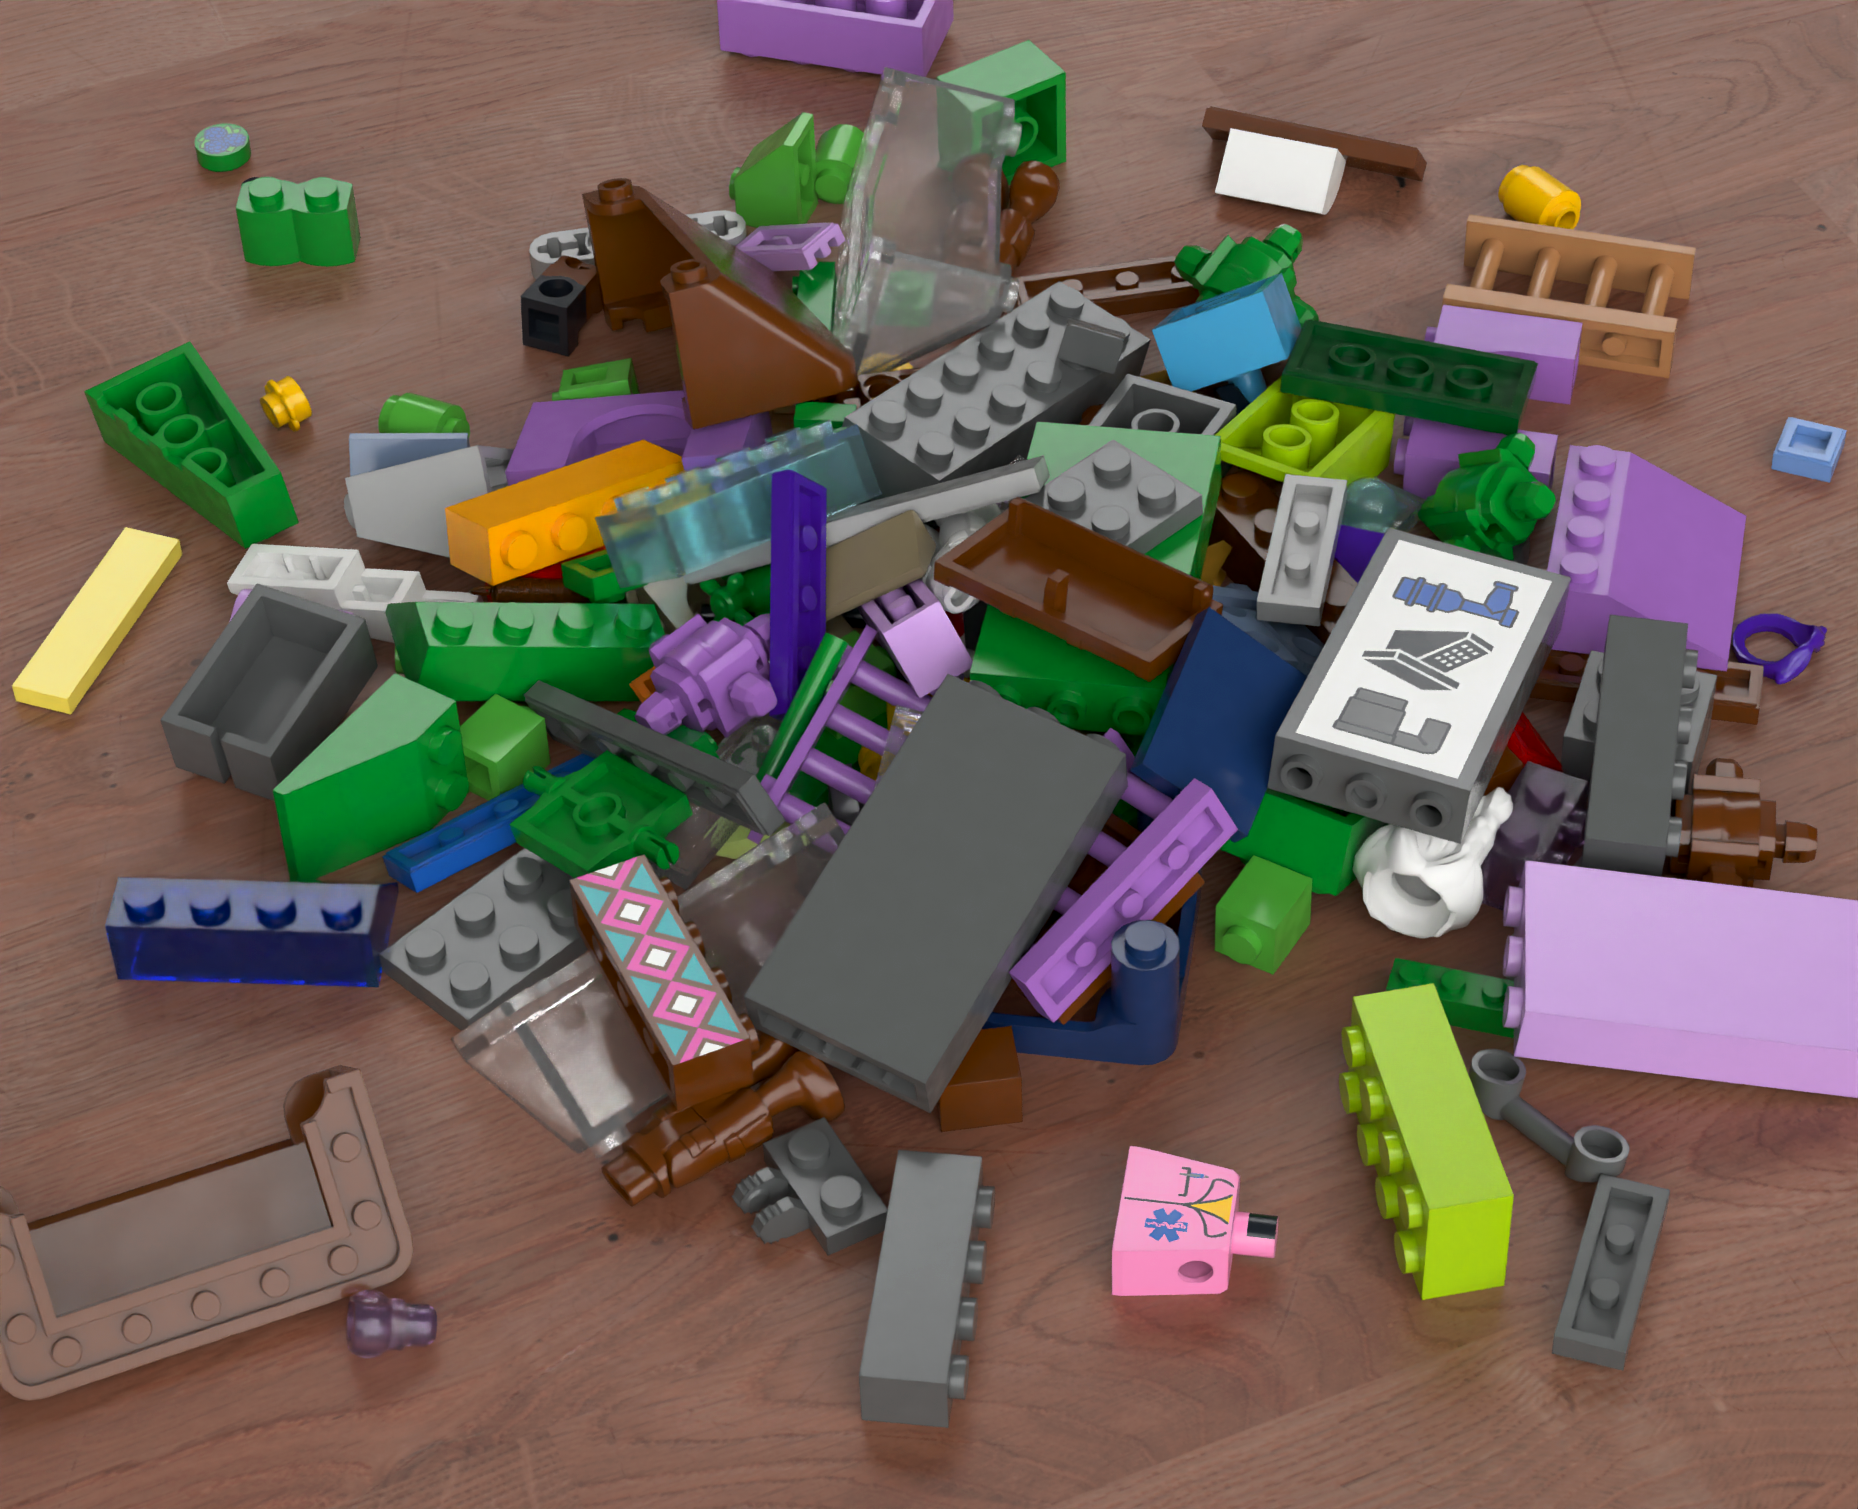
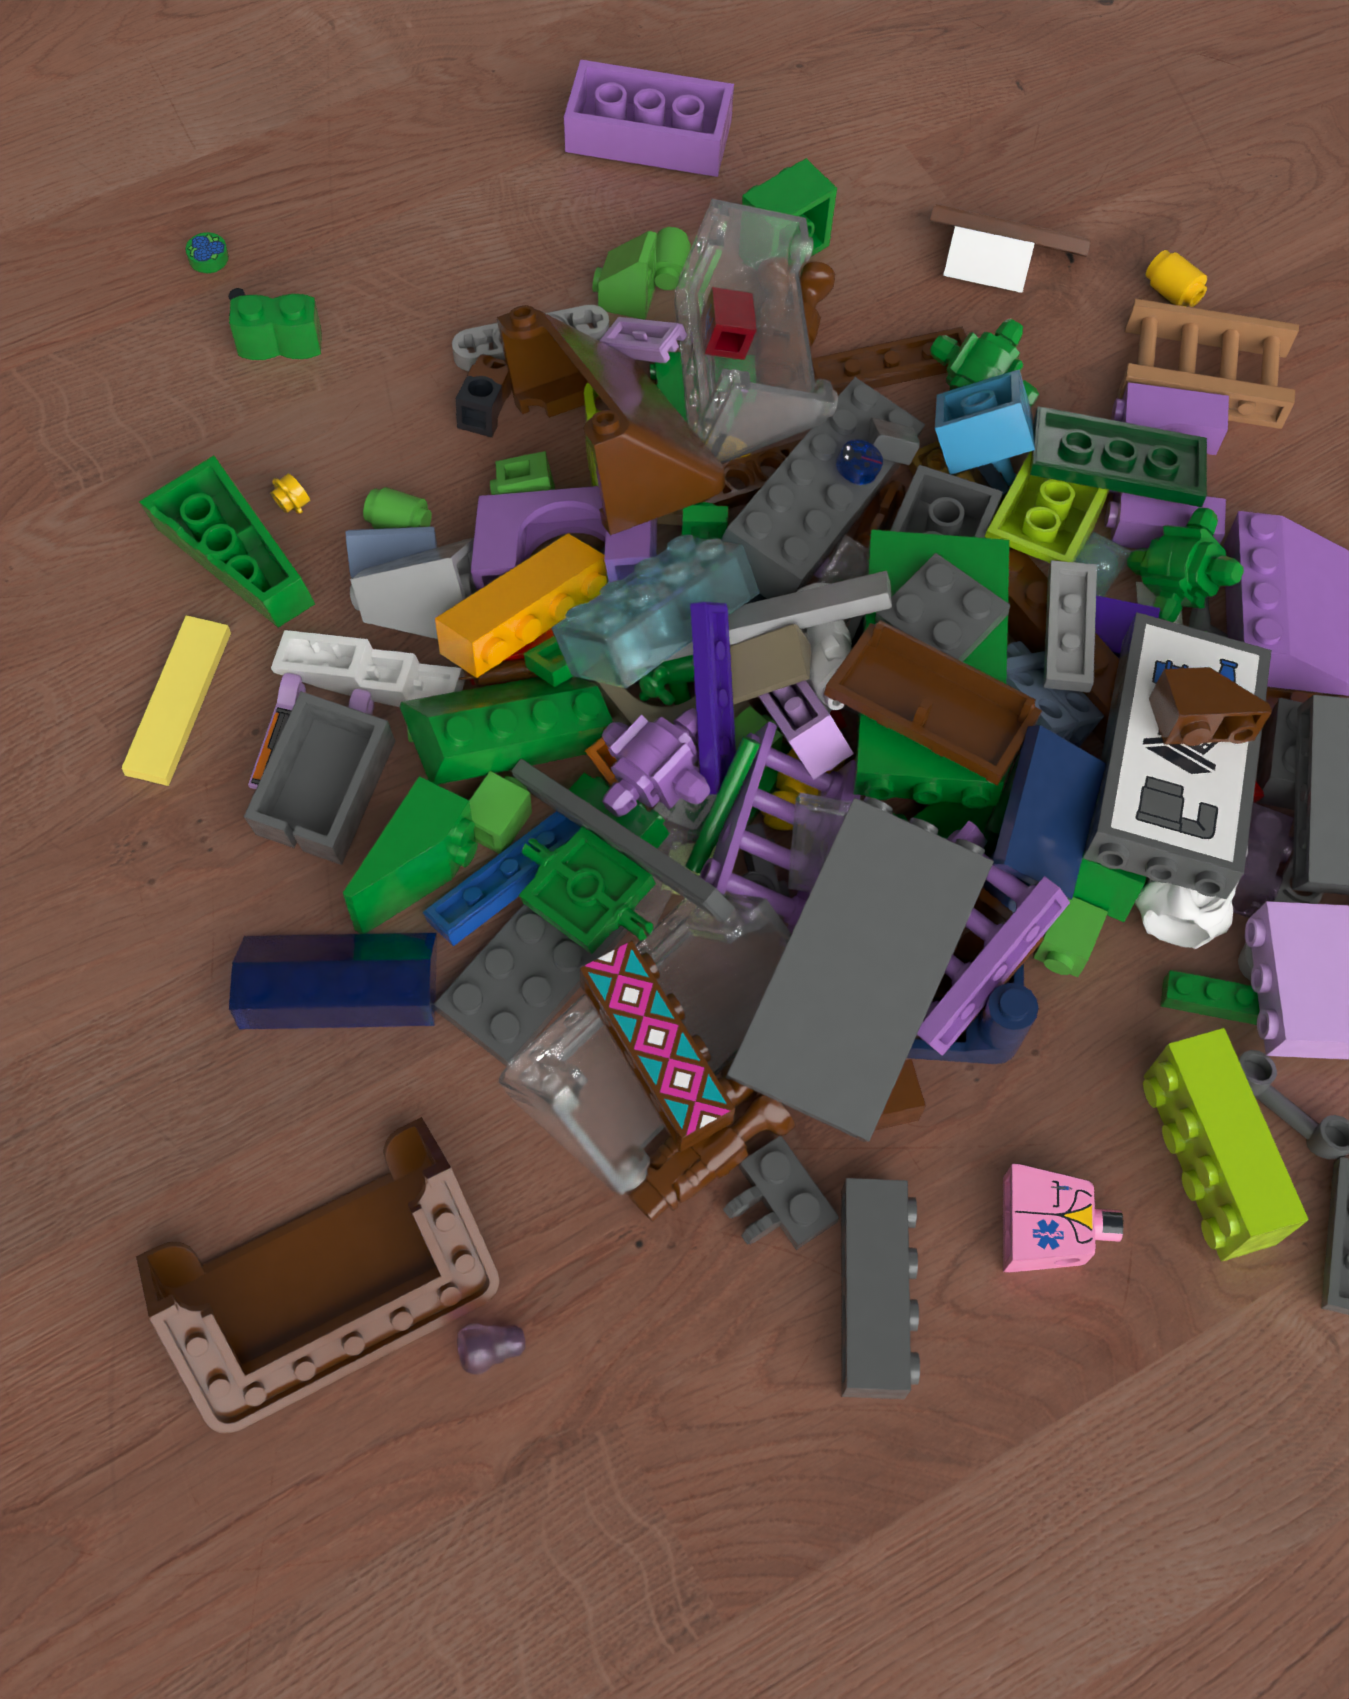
camera: 10 degrees left, 20 degrees up
(898, 212) = (728, 323): none -> dark red brick
(1041, 360) = (859, 462): none -> clear blue tile
(1452, 615) = (1205, 707): none -> reddish brown slope

